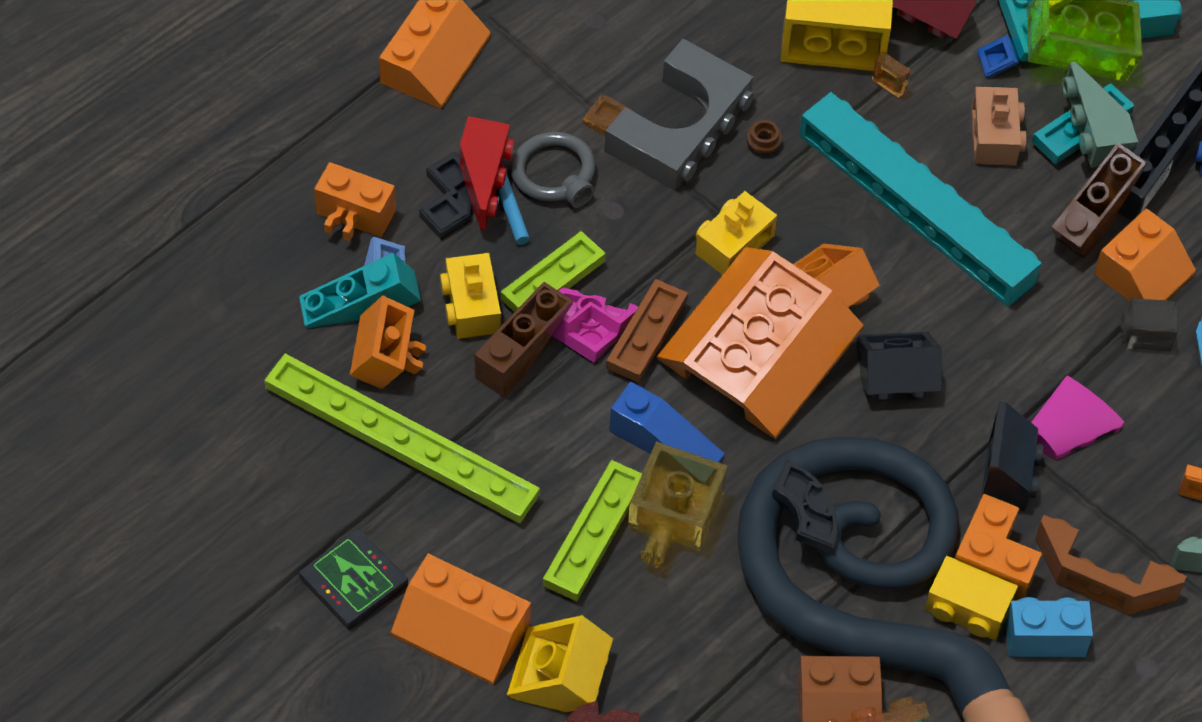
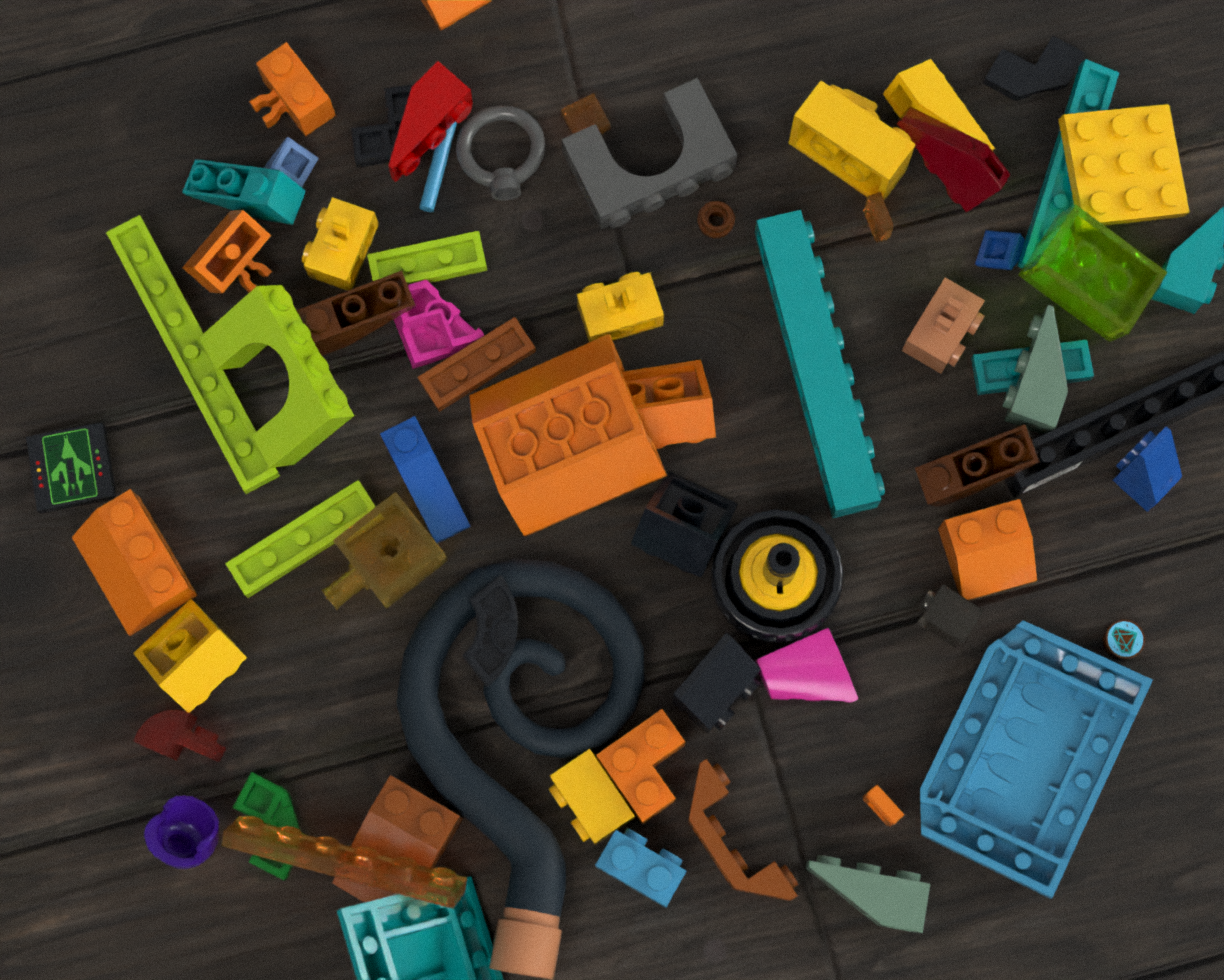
camera: 35 degrees right, 20 degrees up
(543, 409) = (314, 400): none -> lime arch
(1001, 355) = (776, 576): none -> black wheel

